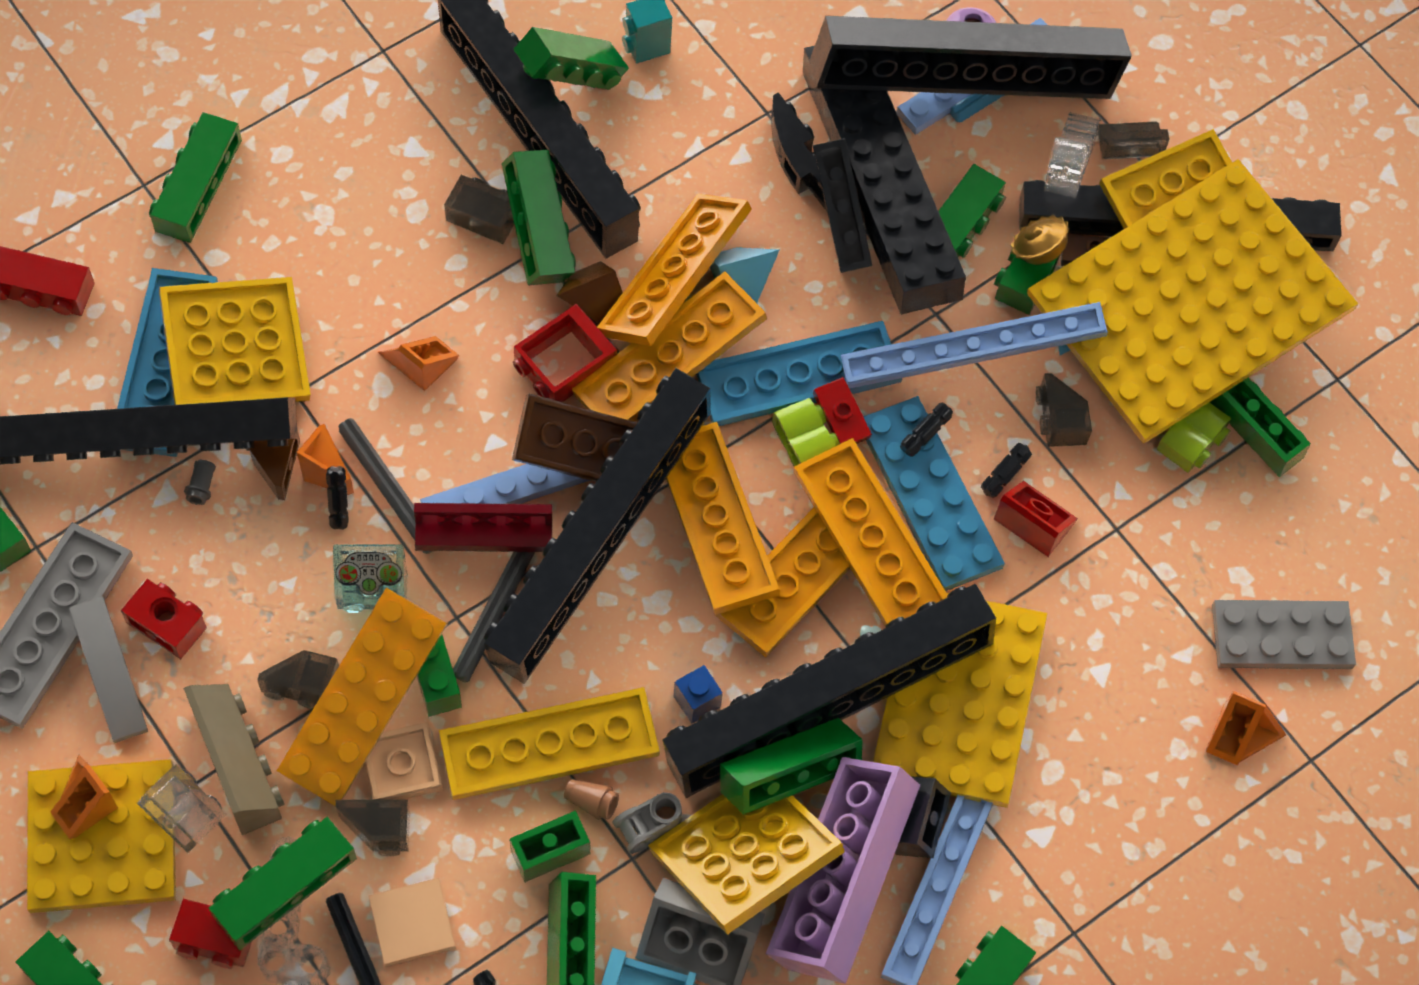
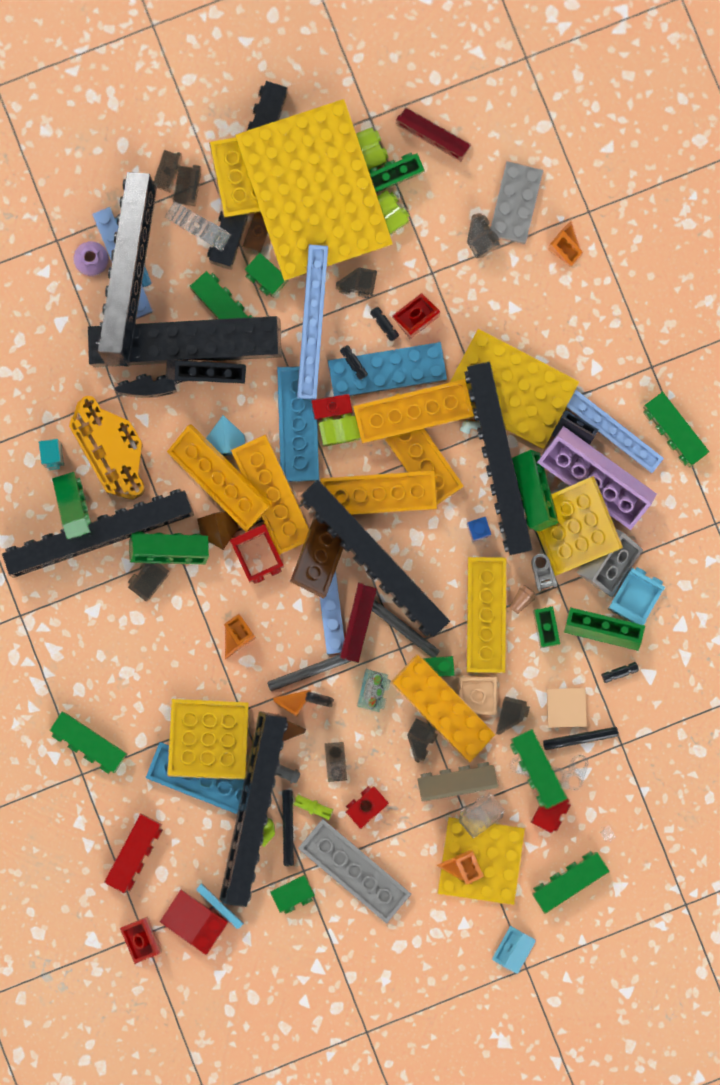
camera: 70 degrees left, 20 degrees up
(96, 475) = (268, 832): none -> lime arm
(106, 503) = (288, 839): none -> black axle
(108, 669) = (390, 841): light grey slope -> none
(149, 534) = (313, 807): none -> lime pin
(235, 548) = (335, 761): none -> clear smoke slope
(688, 125) = (113, 448): none -> light orange connector
(1041, 240) = (256, 264): pearl gold piece -> none
(1144, 106) = (167, 170): none -> clear smoke panel
(1205, 584) = (481, 237): none -> clear smoke slope
(1291, 380) = (371, 149): none -> lime brick
(1348, 476) = (433, 134): none -> dark red fence

